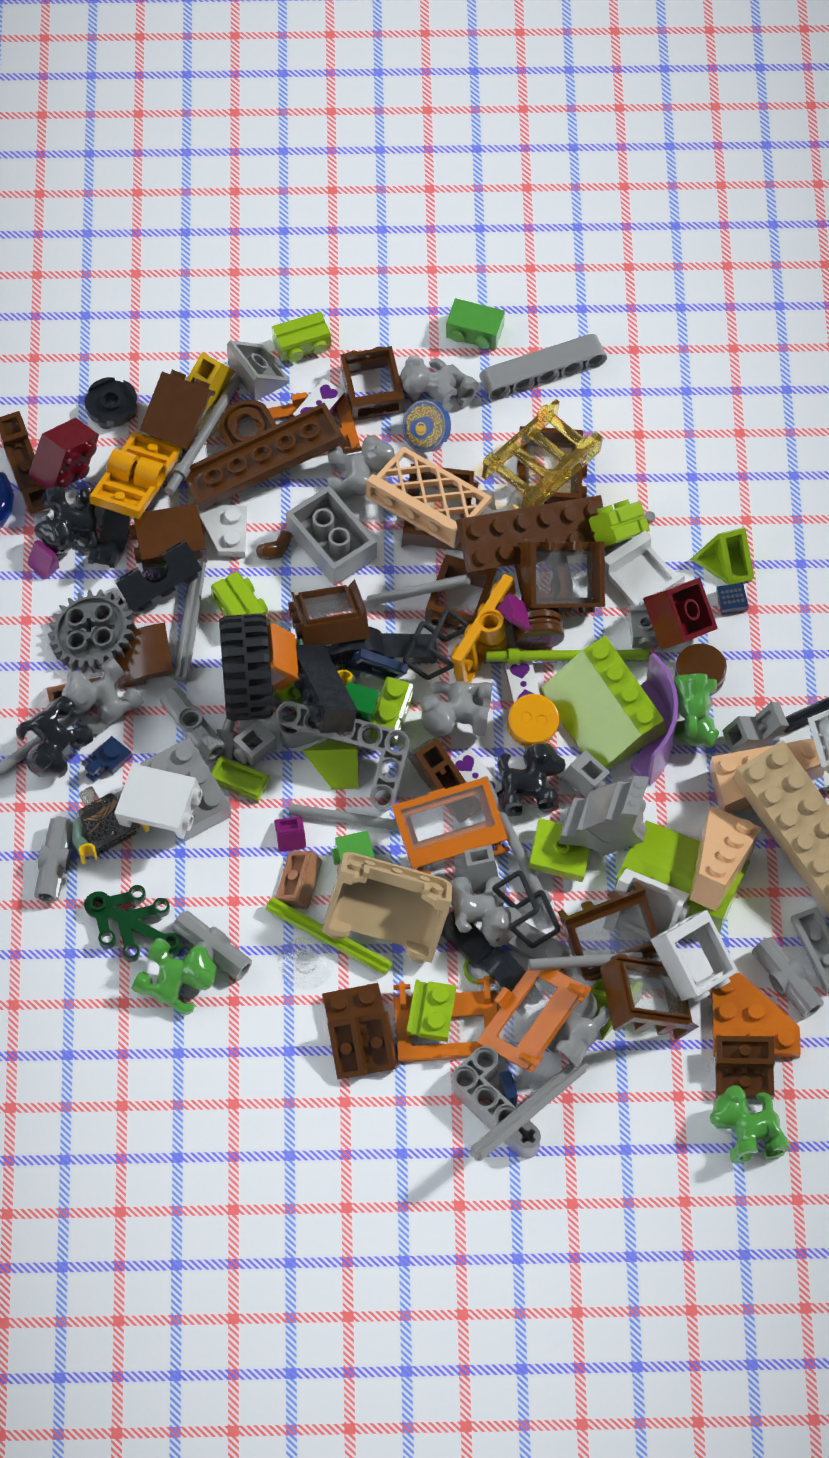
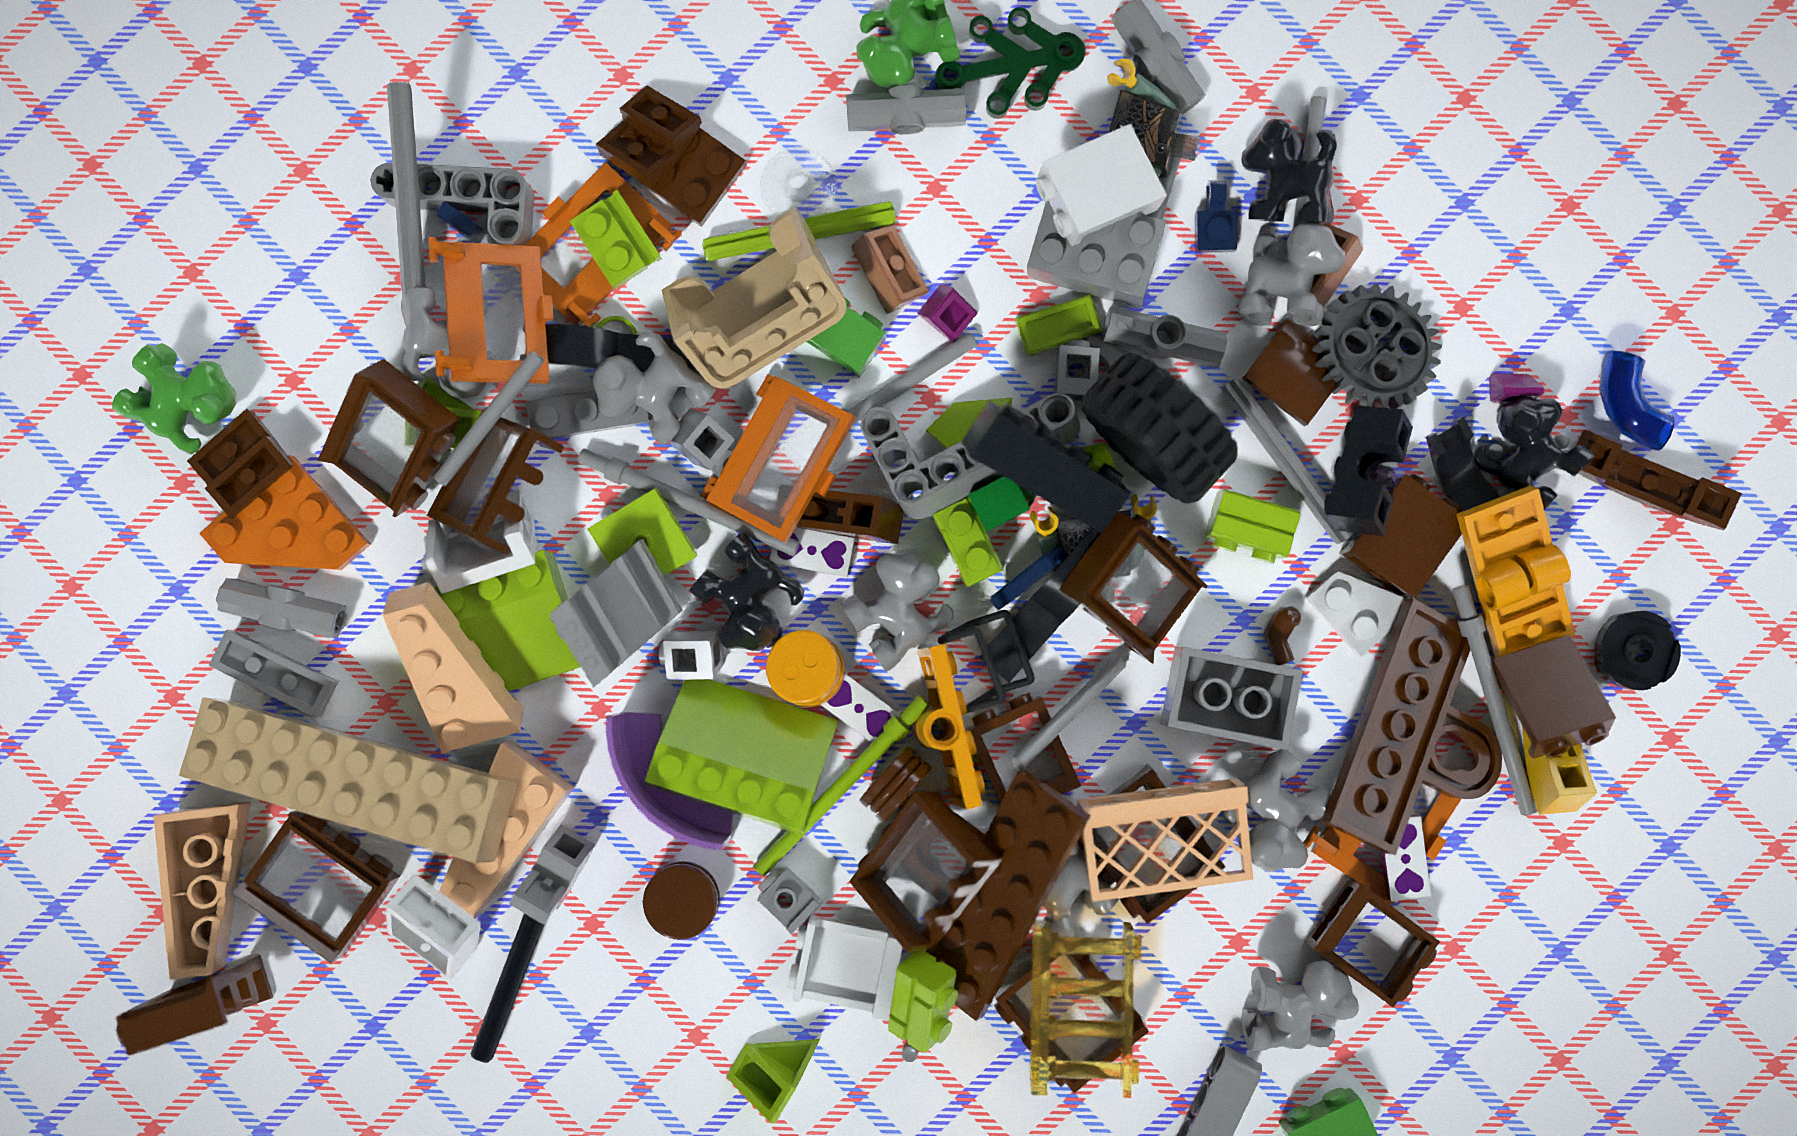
camera: 140 degrees right, 25 degrees up
(64, 454) = (1619, 518): dark red brick -> none
(256, 368) = (1520, 845): light grey slope -> none
(282, 657) = (1125, 463): orange panel -> none
(301, 337) = (1508, 930): lime brick -> none
(426, 426) = (1256, 938): tile -> none
(515, 612) = (925, 766): magenta slope -> none
(531, 898) = (630, 444): black piece -> none
(680, 613) = (749, 941): dark red brick -> none
(694, 706) = (630, 835): bright green animal -> none
(712, 947) = (401, 523): white window -> none
(732, 598) = (727, 1027): dark blue tile -> none

